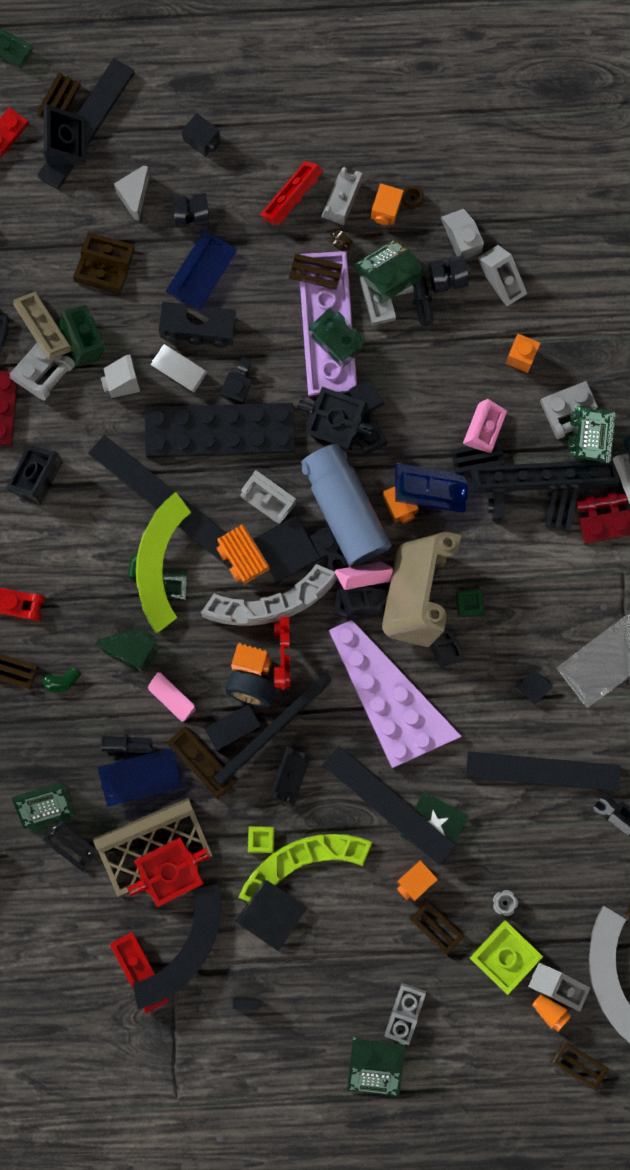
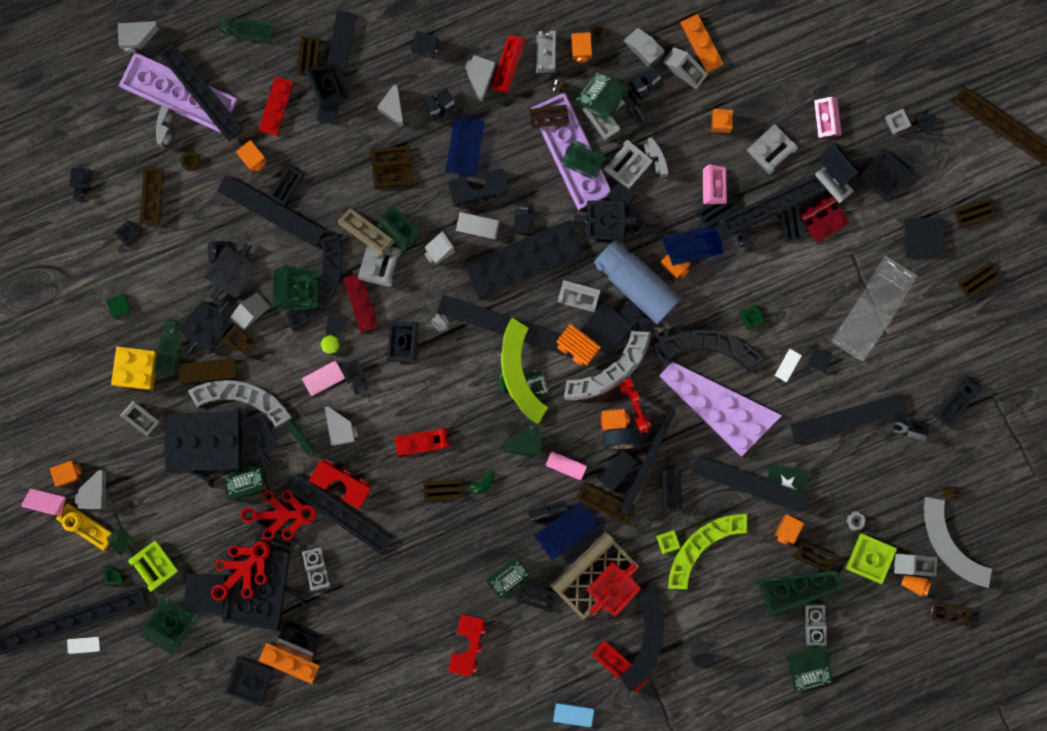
camera: 15 degrees left, 5 degrees up
(58, 1010) = (573, 714): none -> dark azure slope
(87, 466) = (440, 322): none -> light grey plate
(253, 193) = (480, 74): none -> light grey slope
(271, 914) = (696, 591): black tile -> none
(364, 575) = (669, 326): bright pink slope -> none
(392, 370) = (632, 169): none -> light grey plate
(395, 961) = (794, 591): none -> clear green wedge
(407, 608) = (708, 325): dark tan windscreen -> none
(427, 363) = (654, 152): none -> light grey slope
(492, 678) = (788, 365): none -> white sticker
(533, 255) = (701, 43): none -> orange plate
(592, 433) = (794, 162): slope -> none

